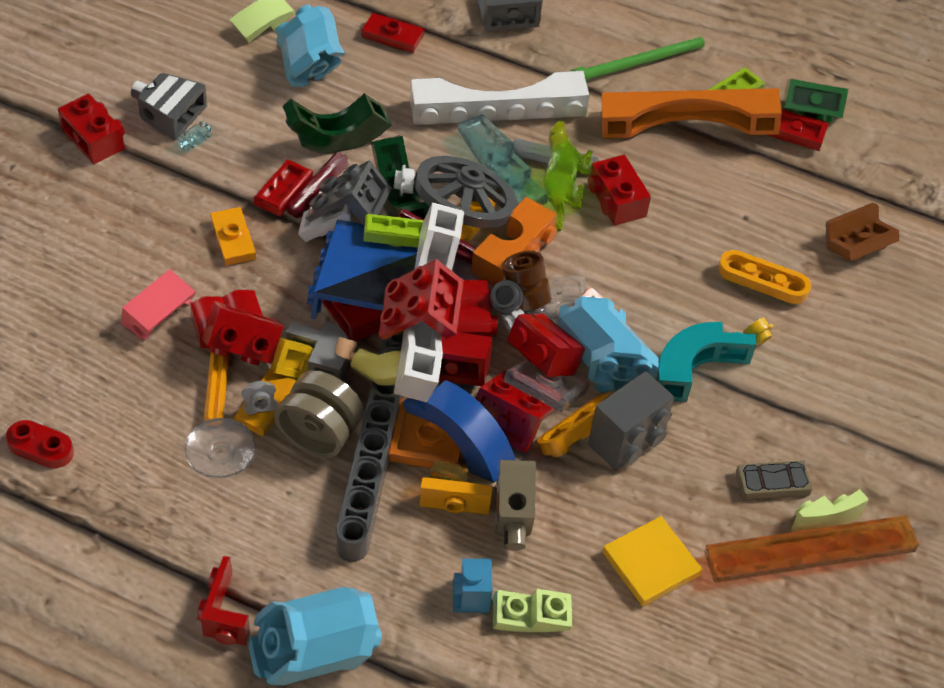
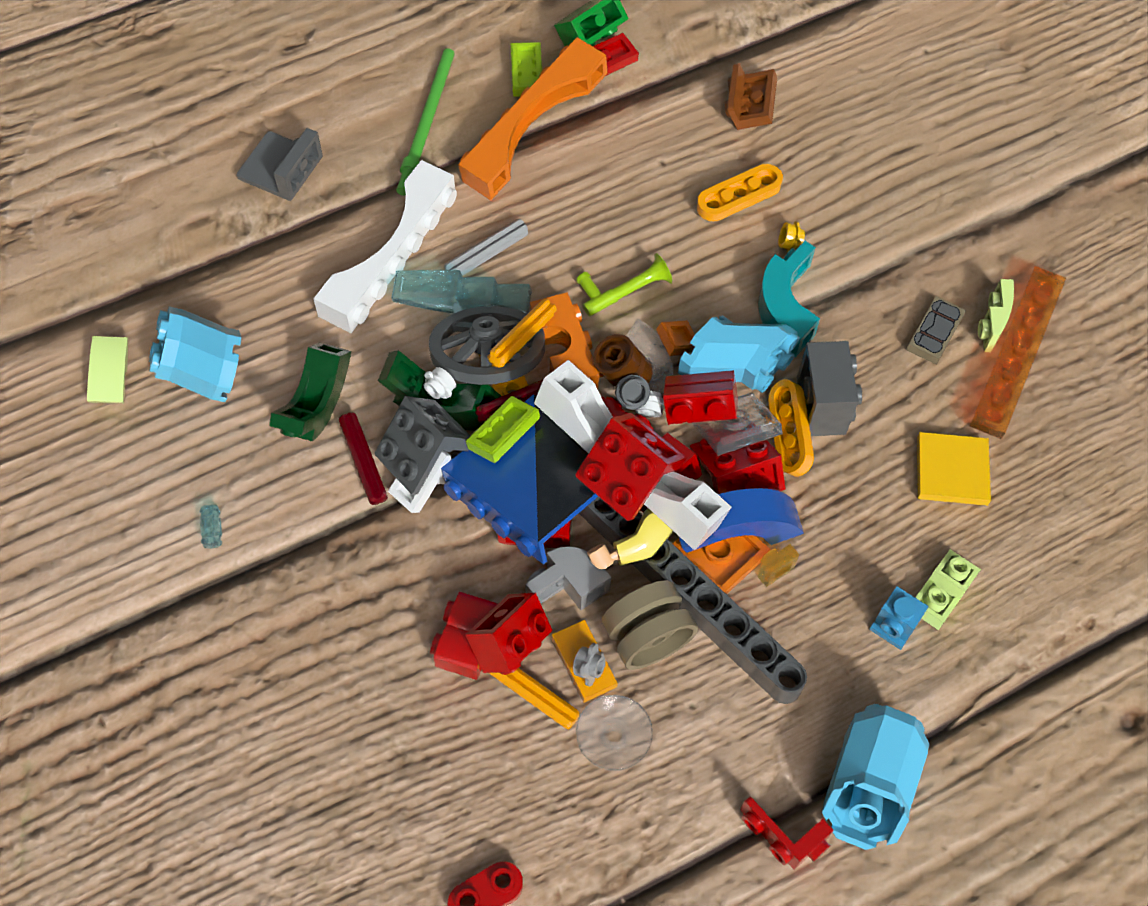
camera: 50 degrees left, 10 degrees up
(92, 128) = (123, 613): red brick -> none
(156, 304) = (405, 688): coral hinge -> none
(170, 103) = (150, 523): dark grey torso -> none
(233, 236) = (365, 569): light orange plate -> none
(282, 187) = (344, 489): red plate -> none
(291, 358) = (561, 608): yellow tile -> none
(392, 32) = (225, 275): red plate -> none
(455, 496) = (799, 572): light orange plate -> none
(487, 198) = (521, 333): none -> light orange axle
(515, 502) = (845, 531): dark tan torso -> none
(562, 172) = (518, 254): clear neon green animal -> none
(579, 246) = (600, 301): none -> lime piece
(619, 190) = (568, 228): red brick -> none

